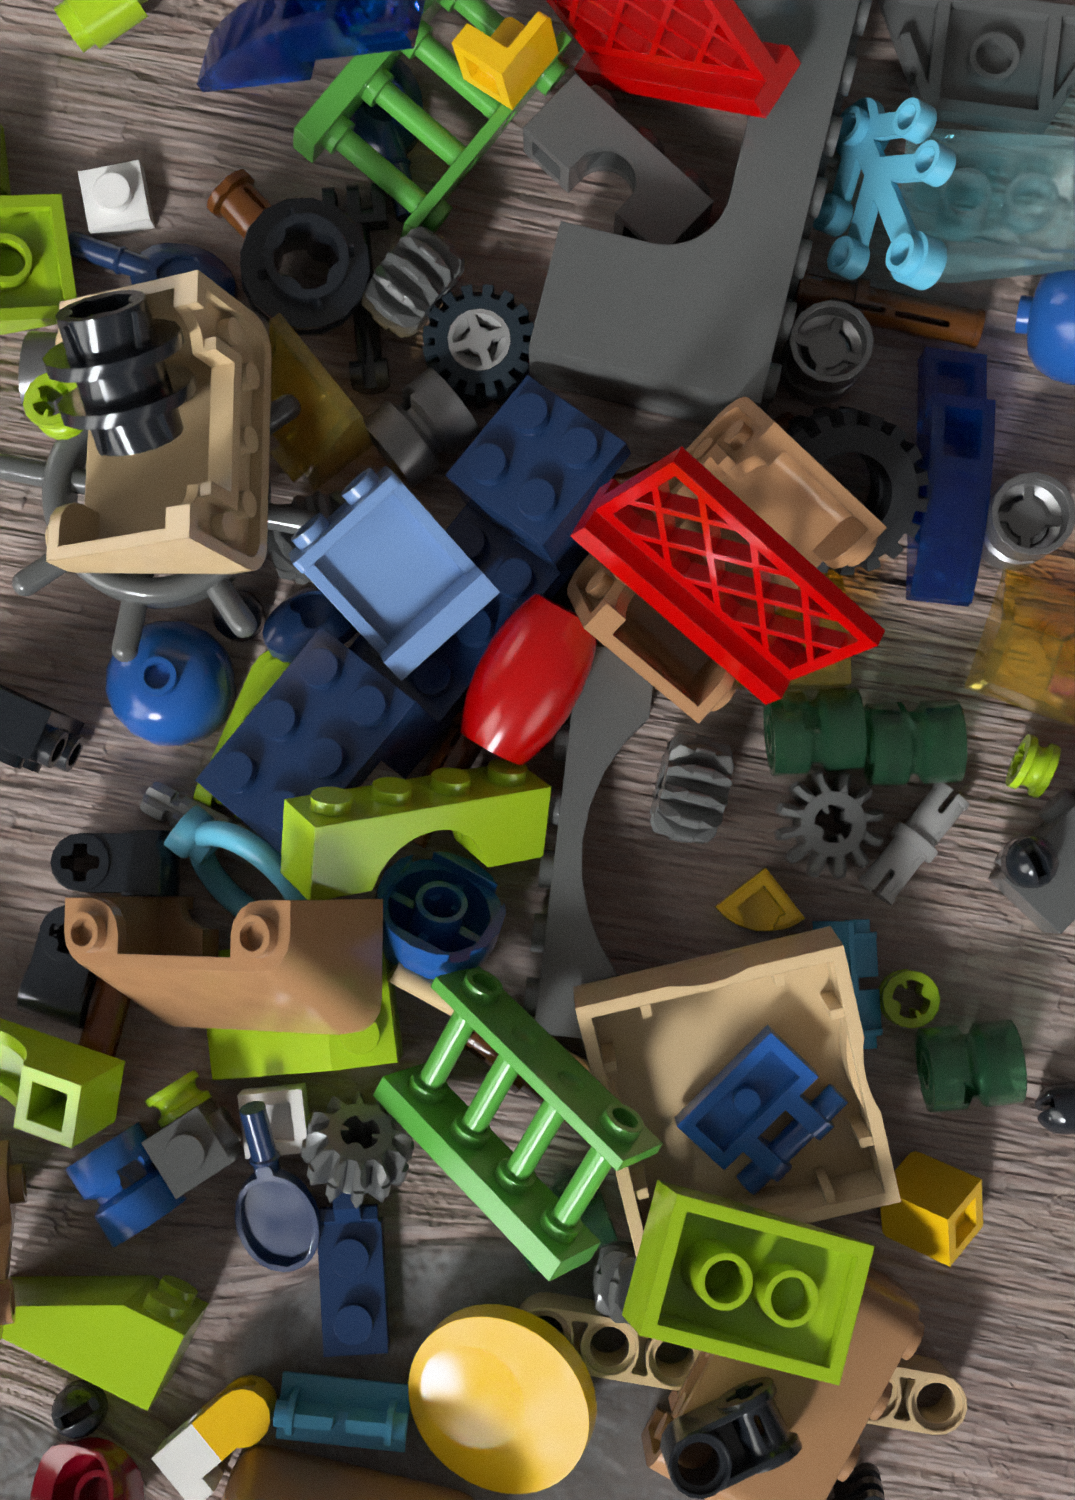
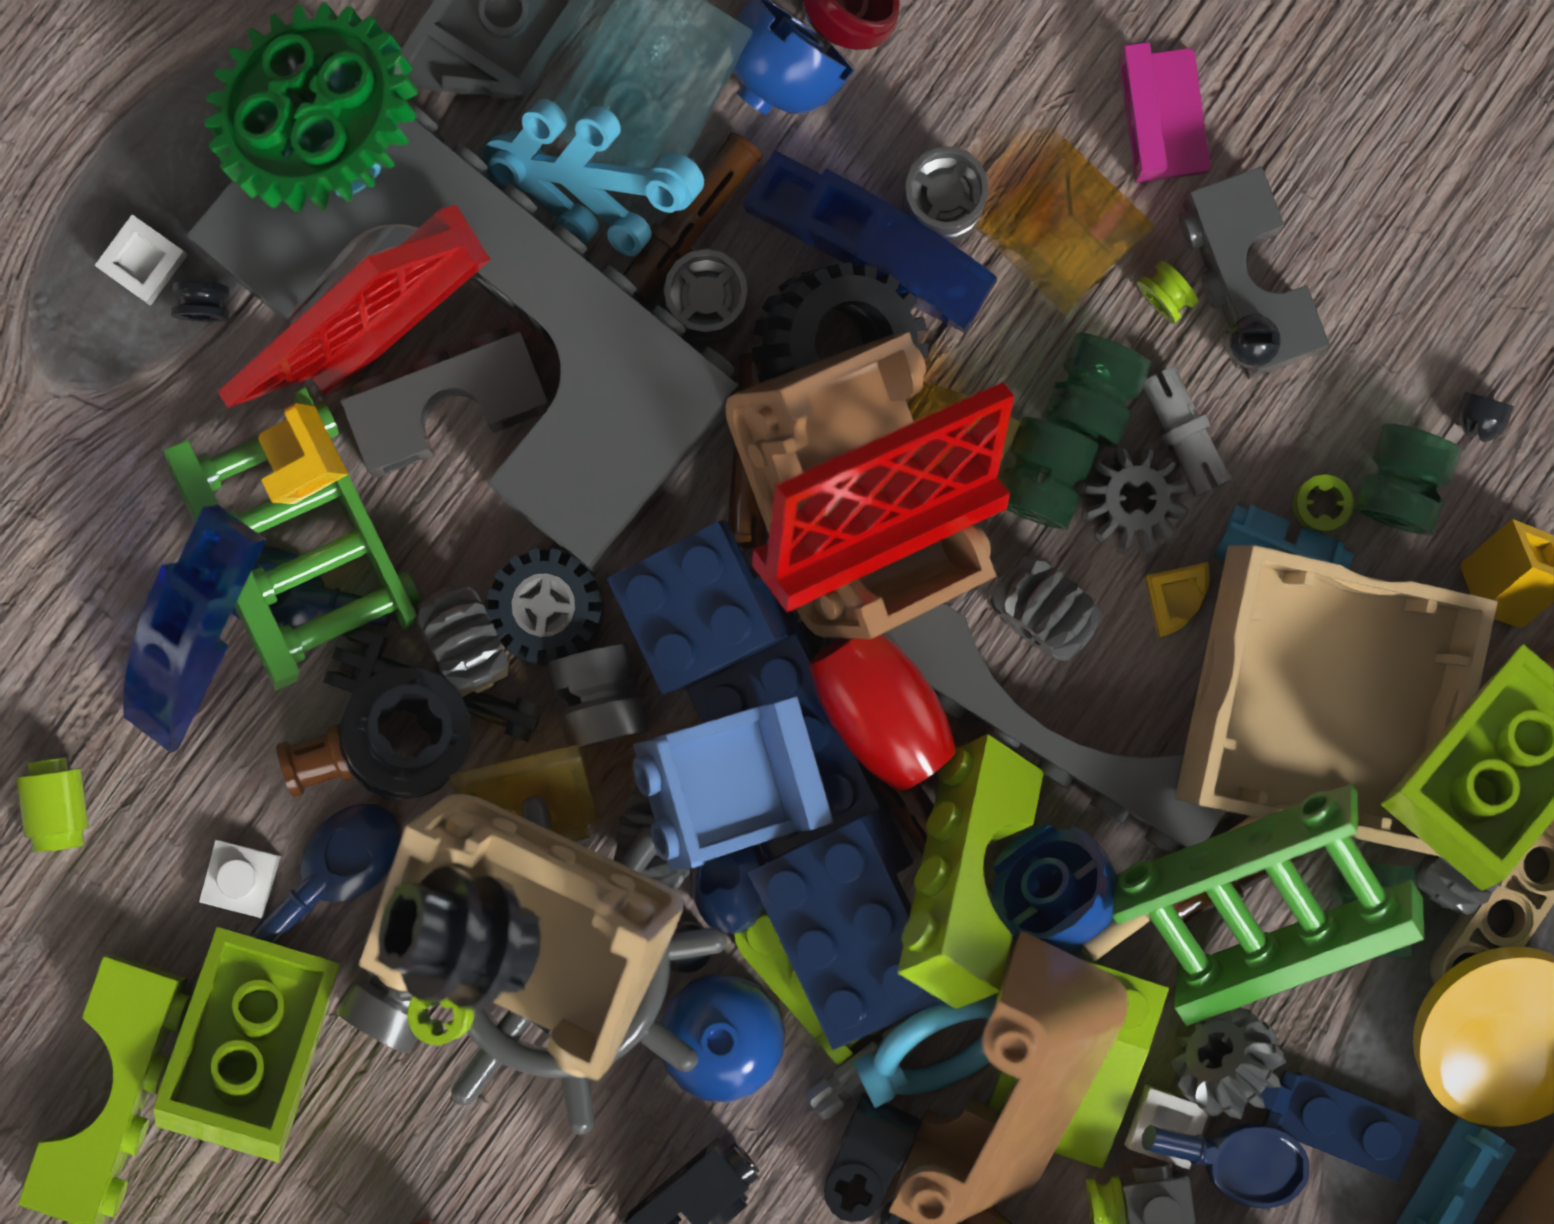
camera: 65 degrees left, 0 degrees up
(748, 1098) = (1345, 689): blue plate -> none

